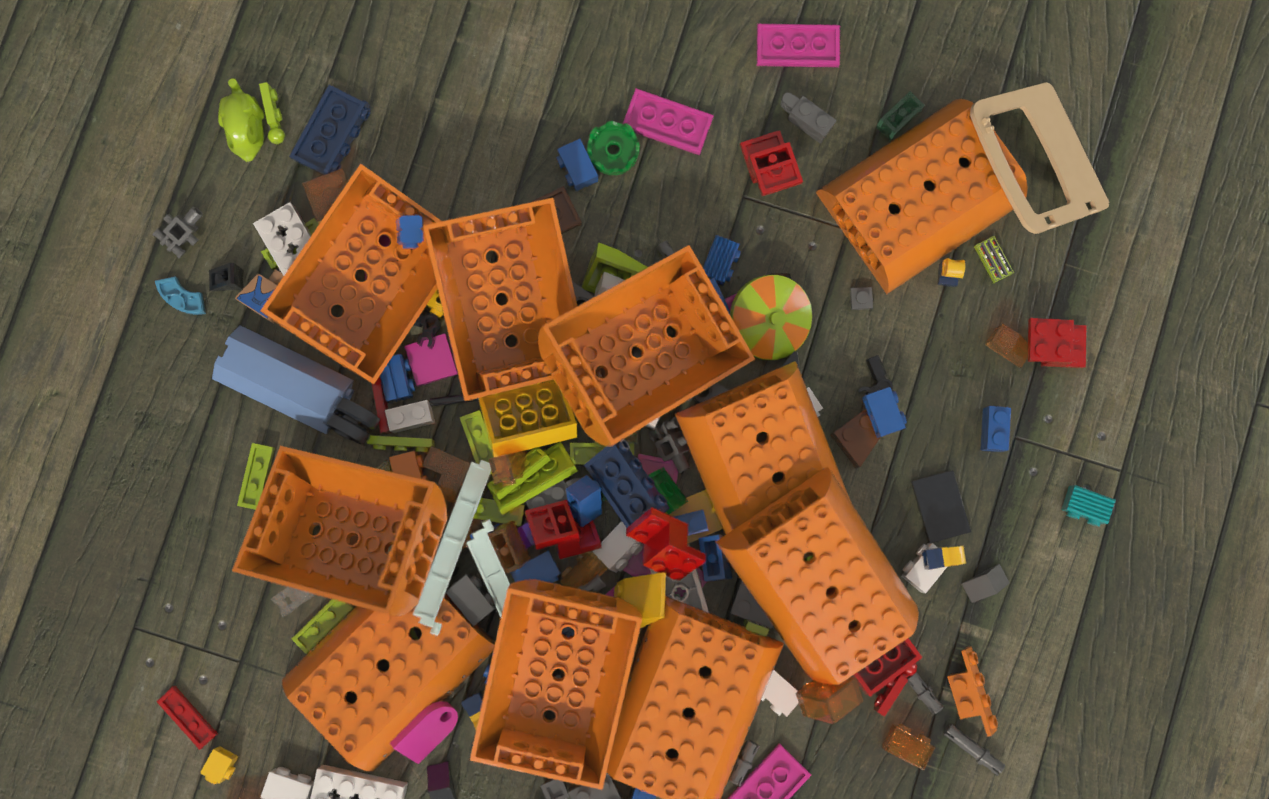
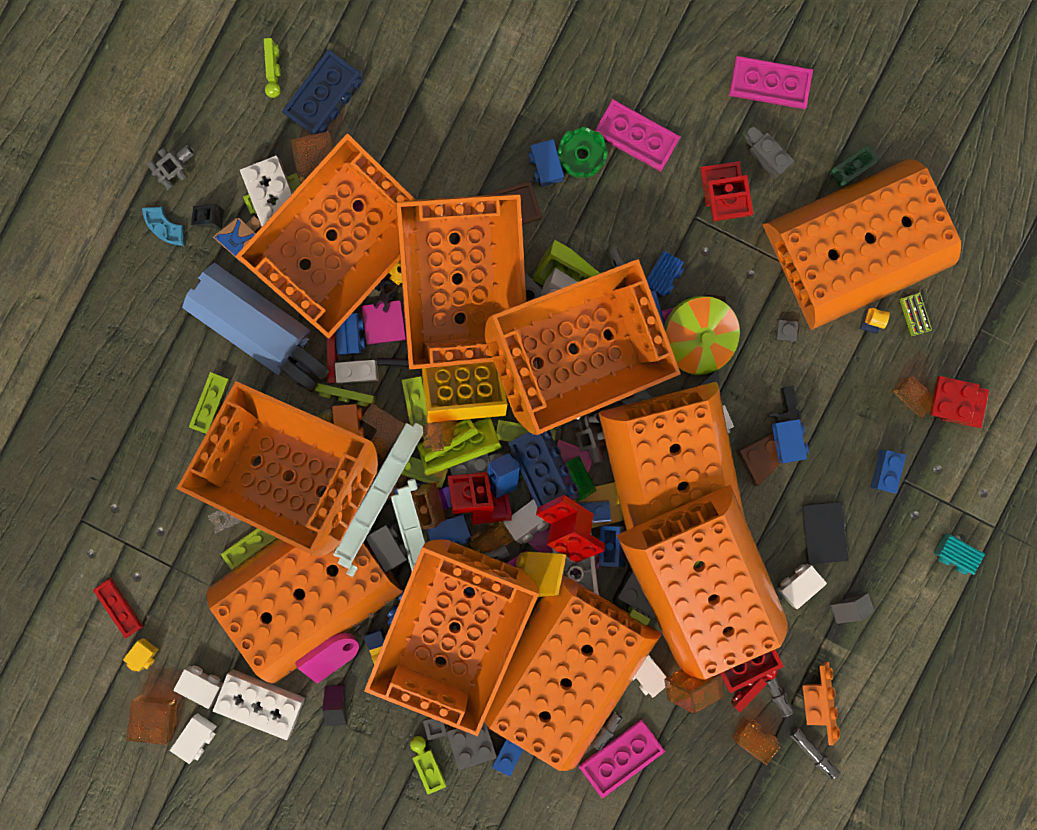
camera: 10 degrees right, 5 degrees up
(242, 122) = (242, 72): lime piece -> none
(409, 231) = (382, 204): blue brick -> none
(943, 557) = (819, 580): leg -> none
(1061, 146) = (999, 219): tan door -> none

